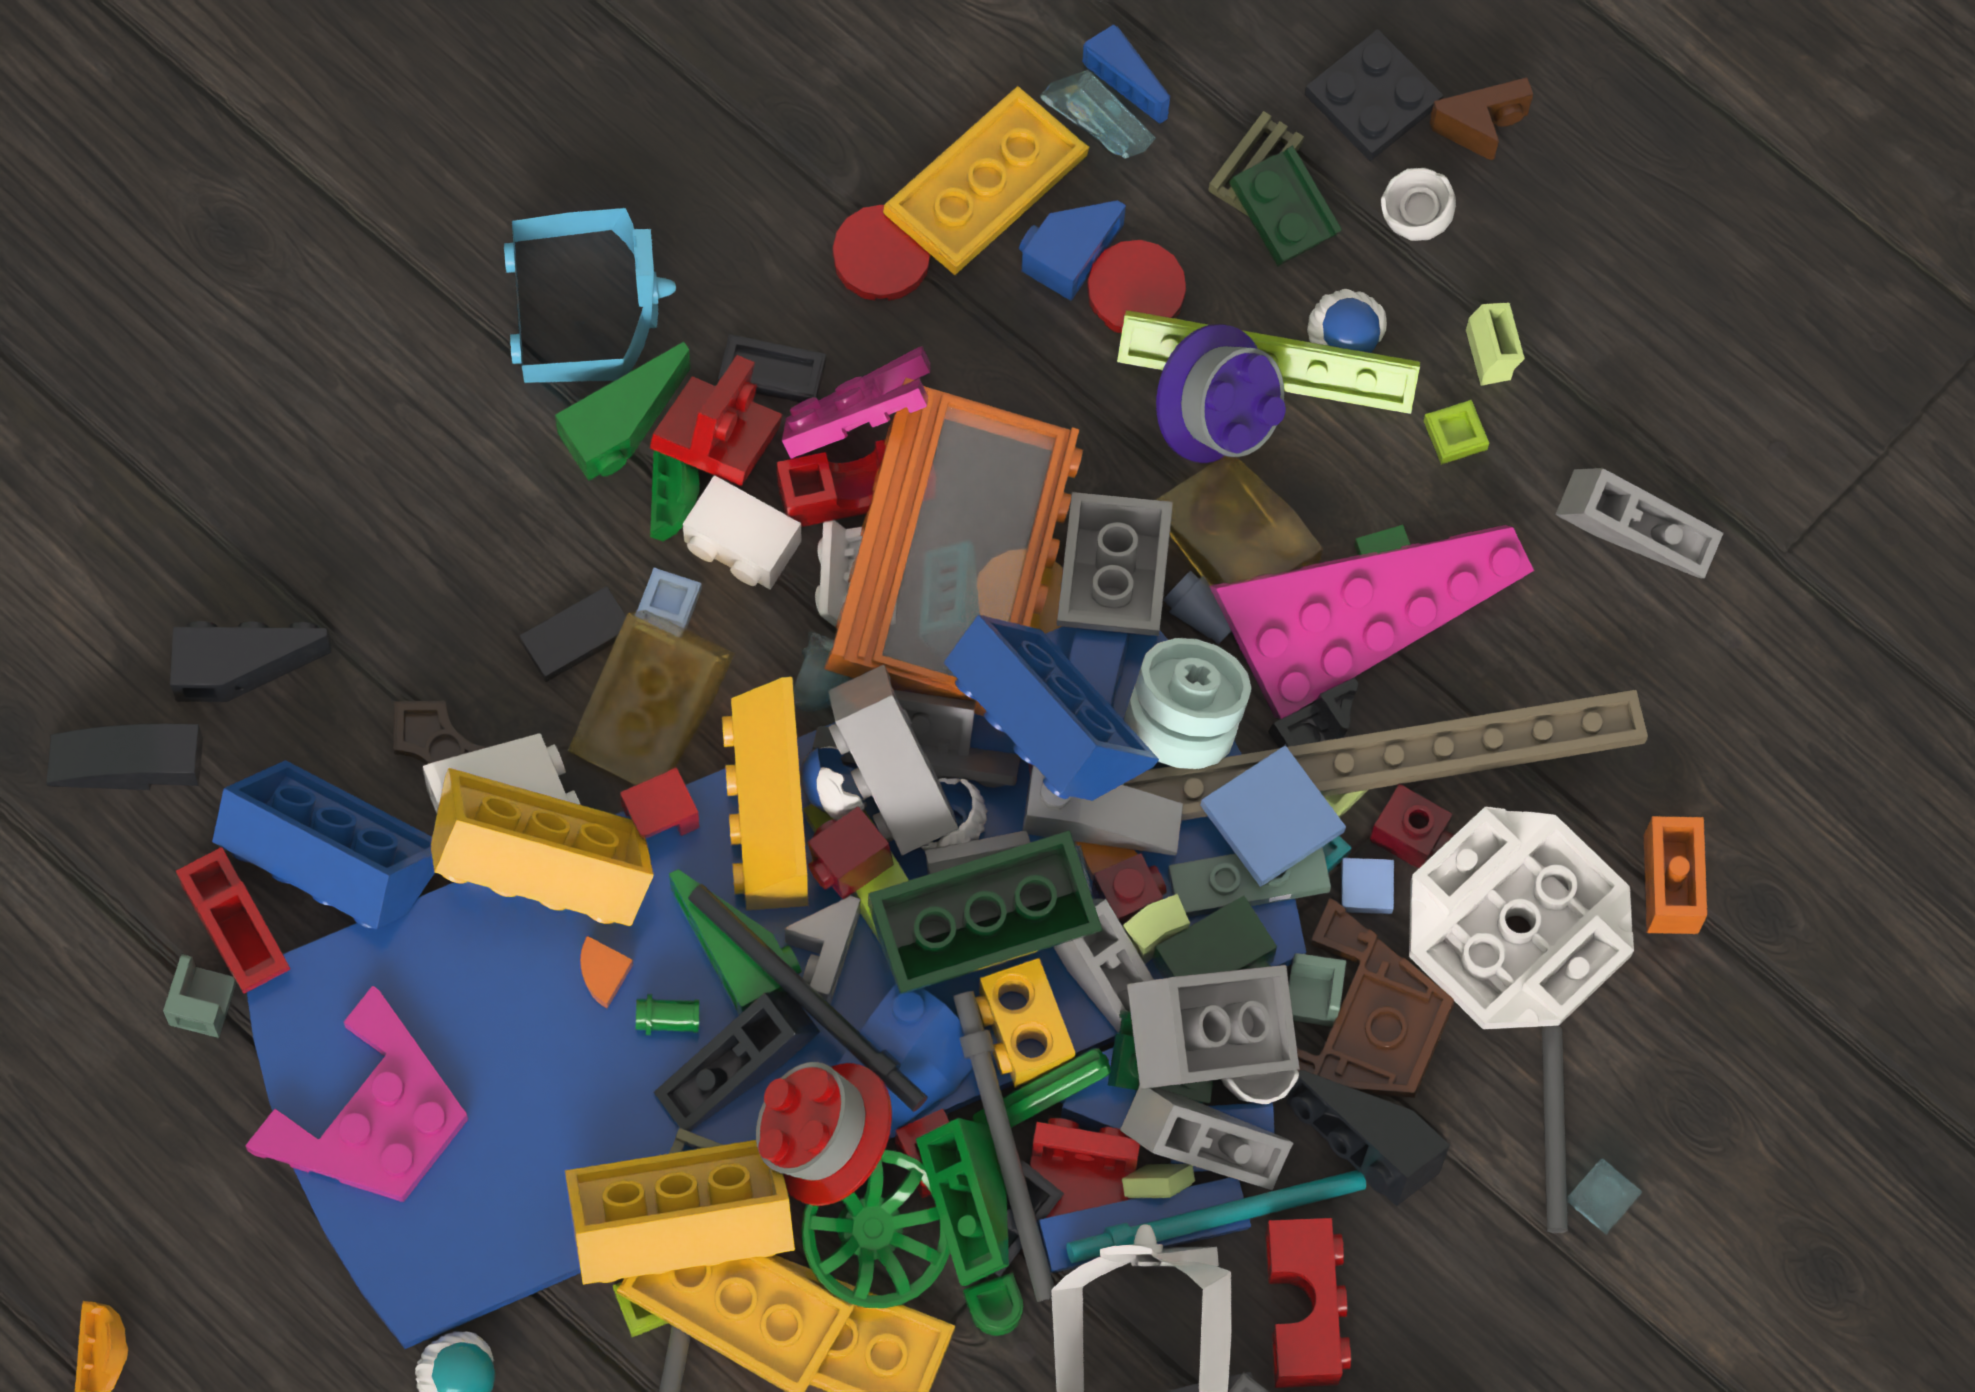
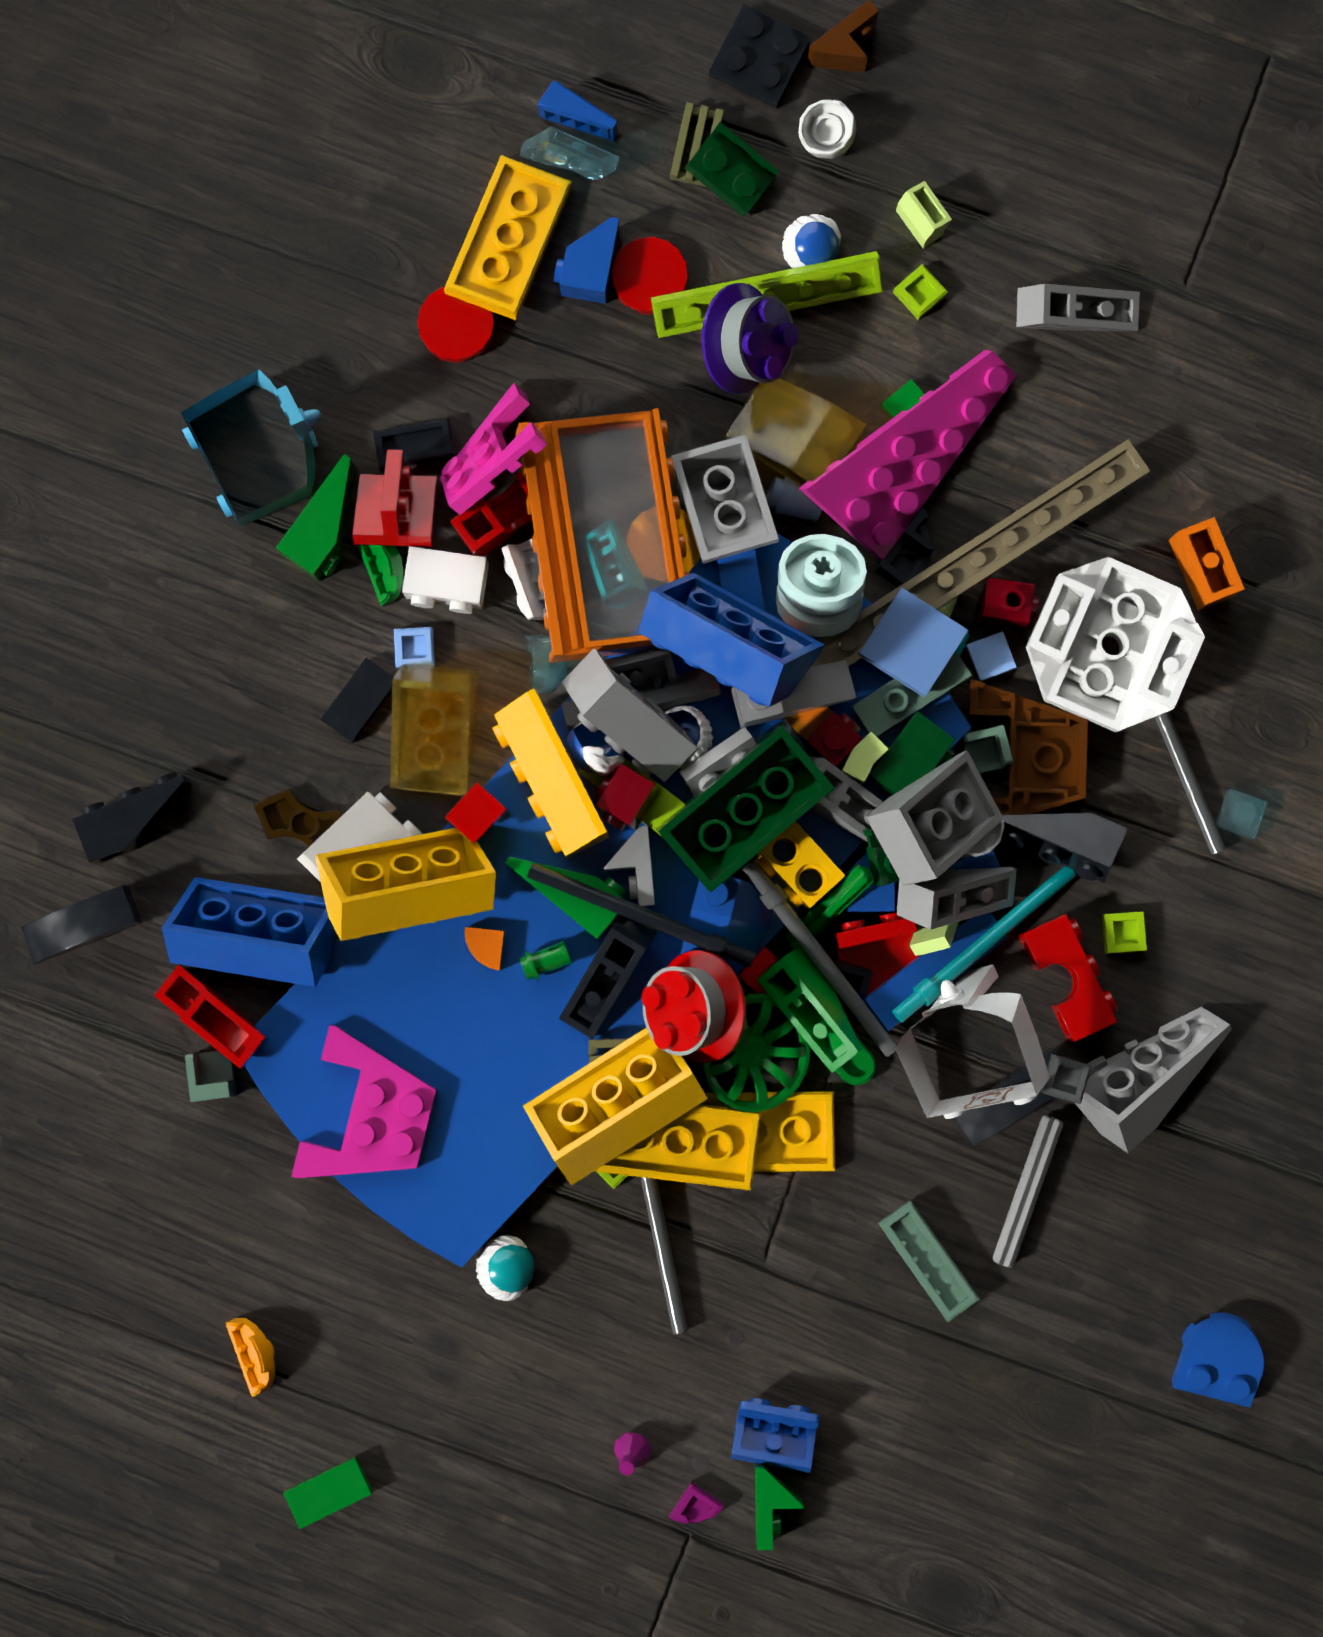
camera: 15 degrees left, 15 degrees up
(1399, 1280) = (1124, 932): none -> lime tile

